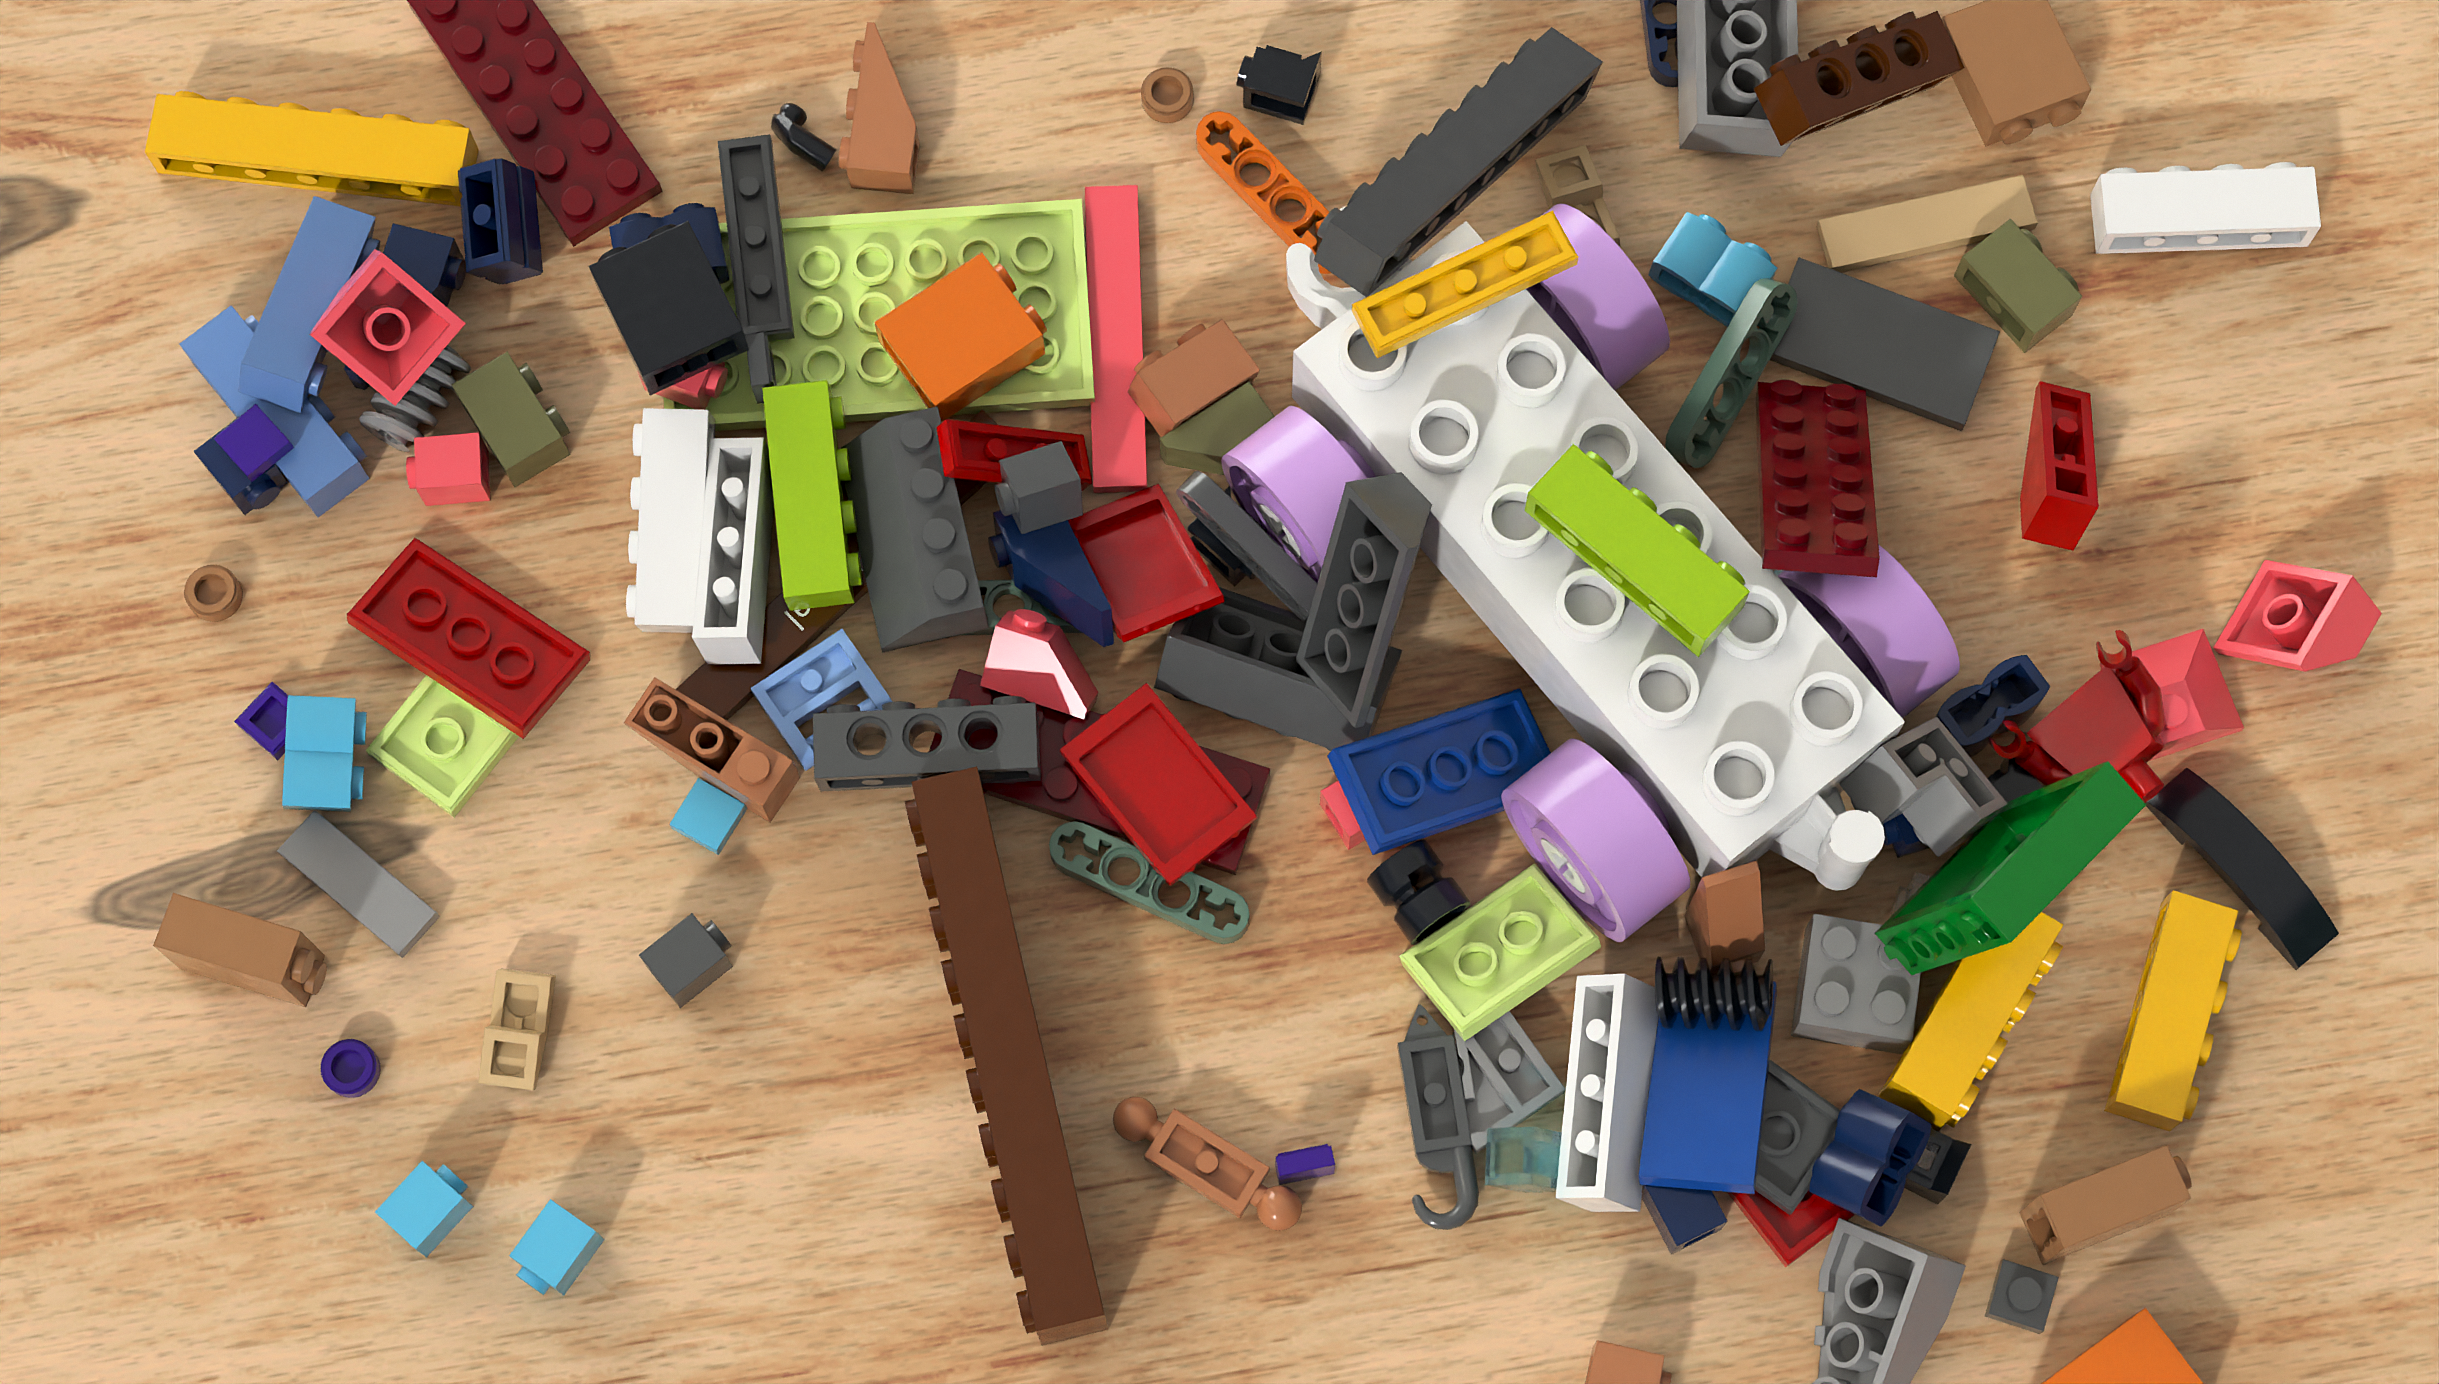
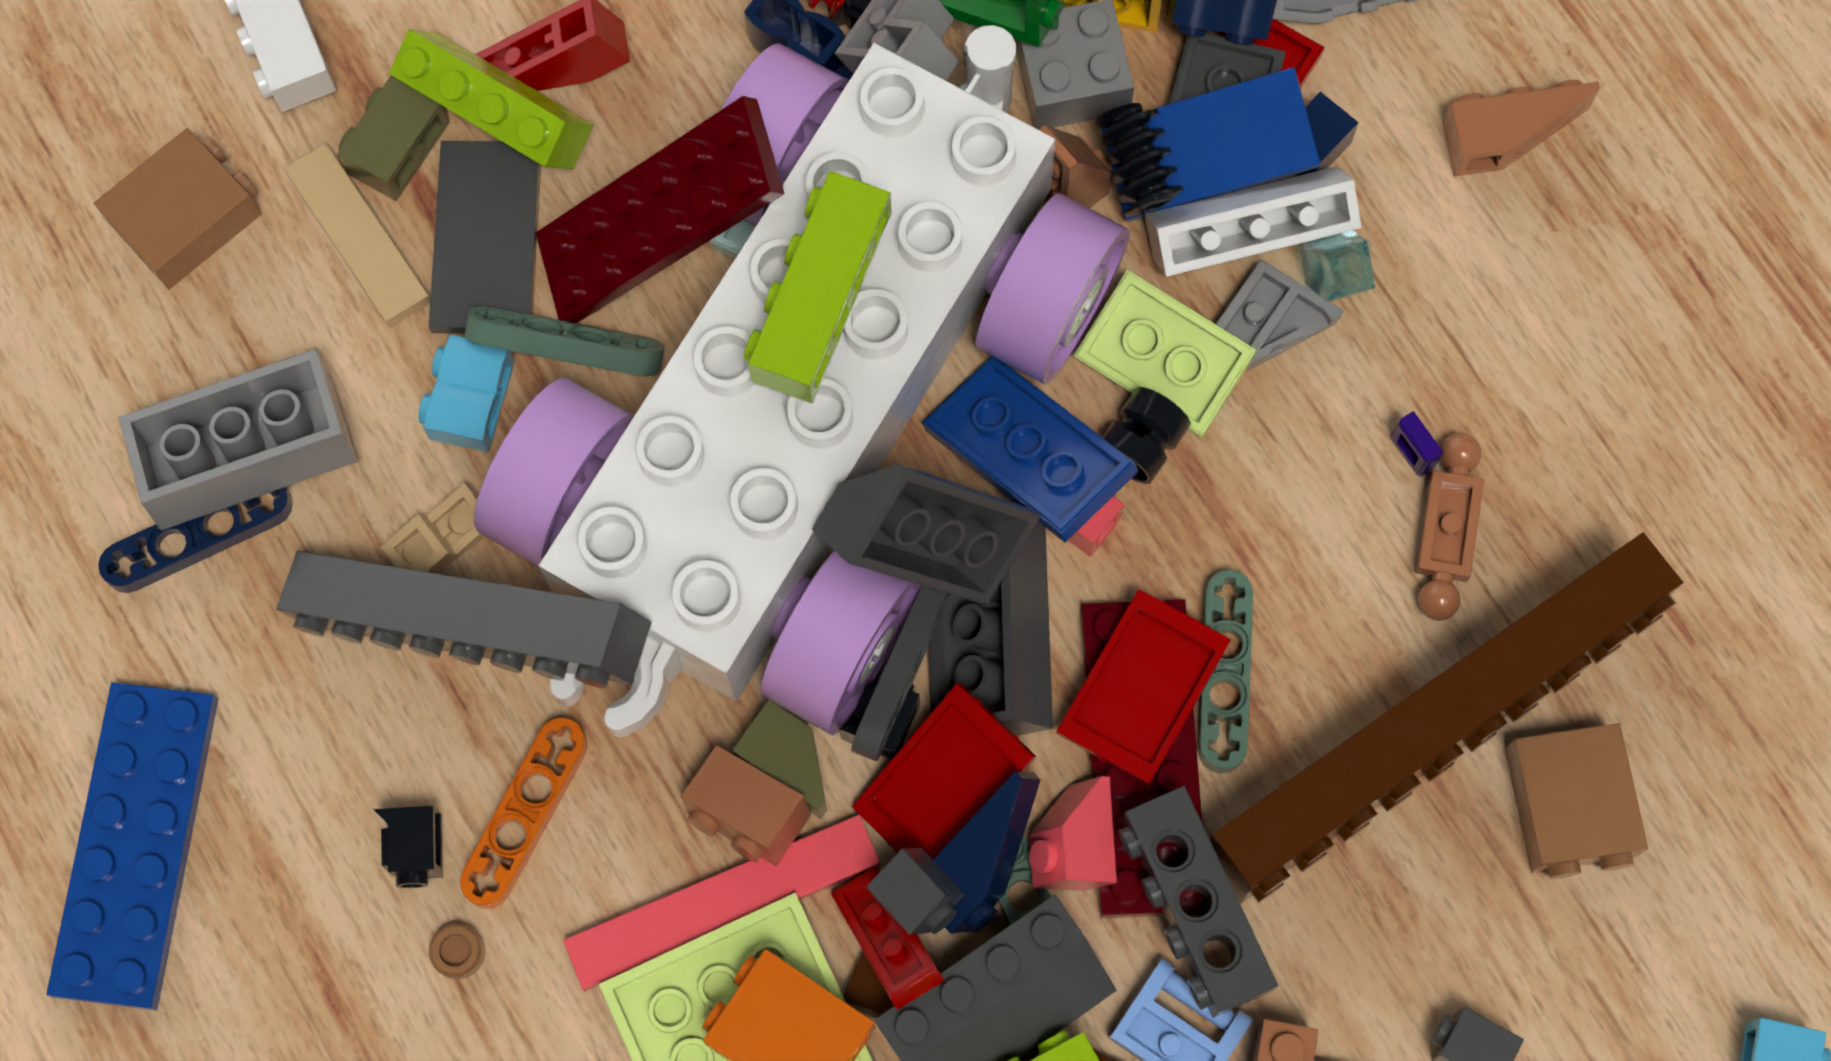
camera: 110 degrees left, 0 degrees up
(879, 1161) = (1576, 800): none -> medium nougat brick
(1438, 1116) = (1324, 355): dark grey plate -> none
(1464, 284) = (614, 530): yellow tile -> none
(1858, 76) = (244, 317): reddish brown brick -> none
(2018, 381) = (491, 99): none -> lime brick

